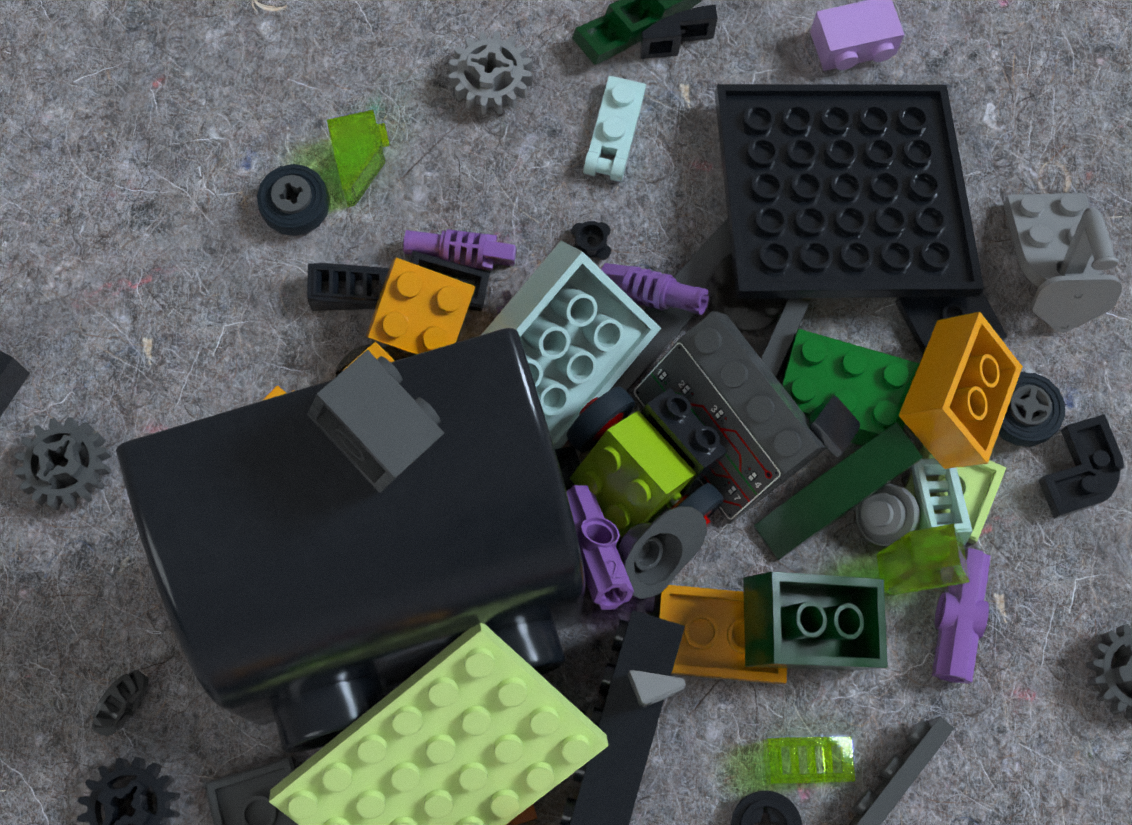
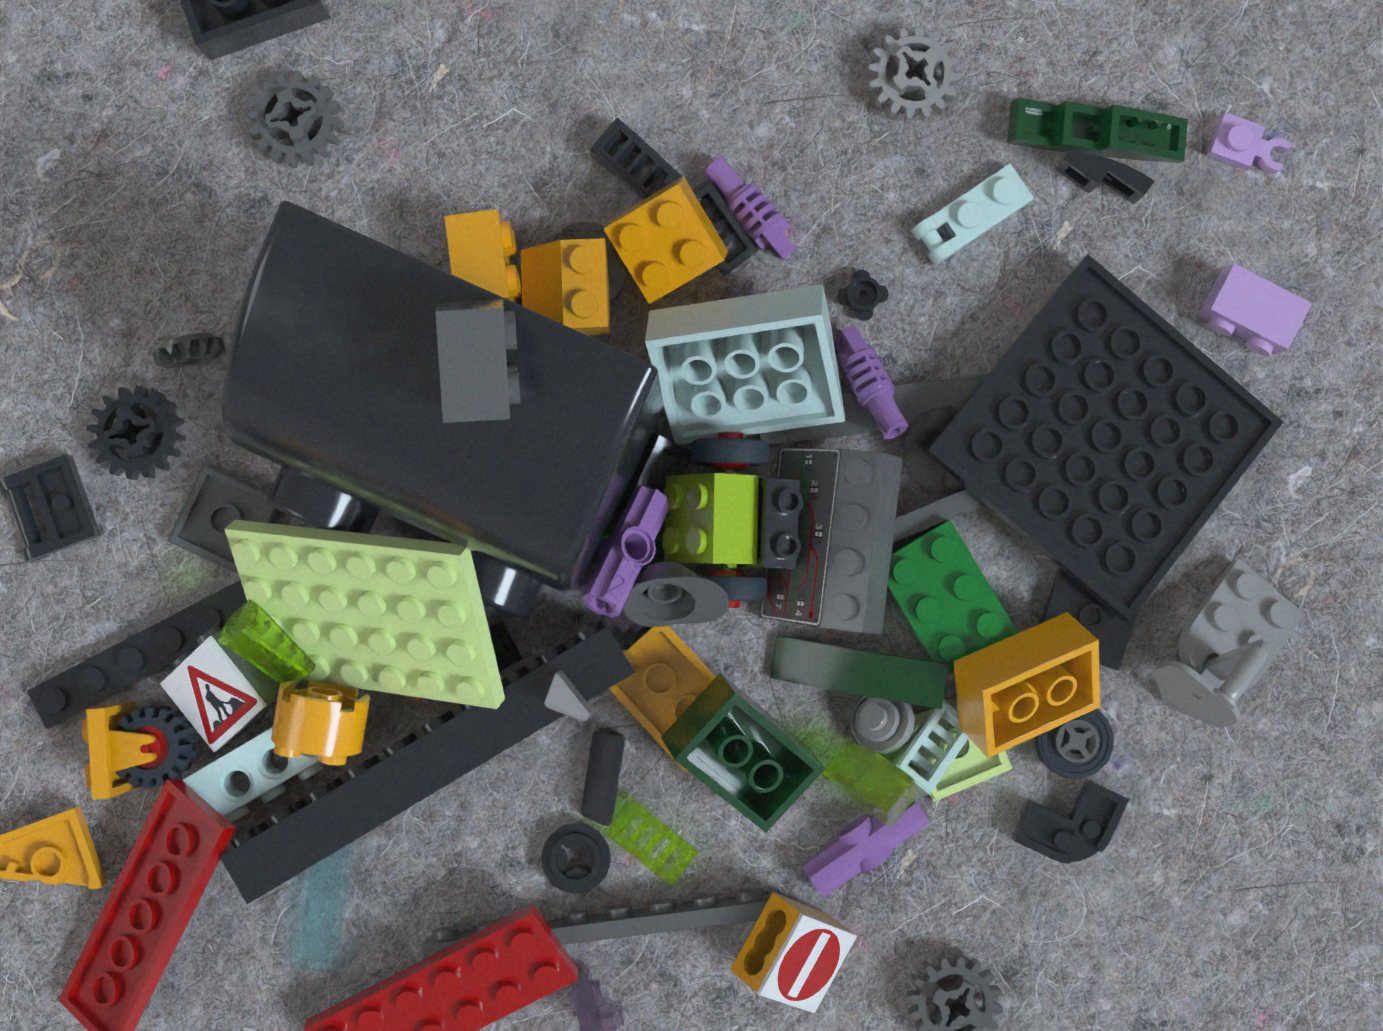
camera: 45 degrees right, 15 degrees up
(299, 213) = (651, 64): black wheel -> none
(357, 151) = (741, 51): clear neon green slope -> none
(728, 744) = (602, 777): none -> black slope
(834, 425) = (898, 622): black slope -> none
(993, 740) = (793, 953): none -> piece

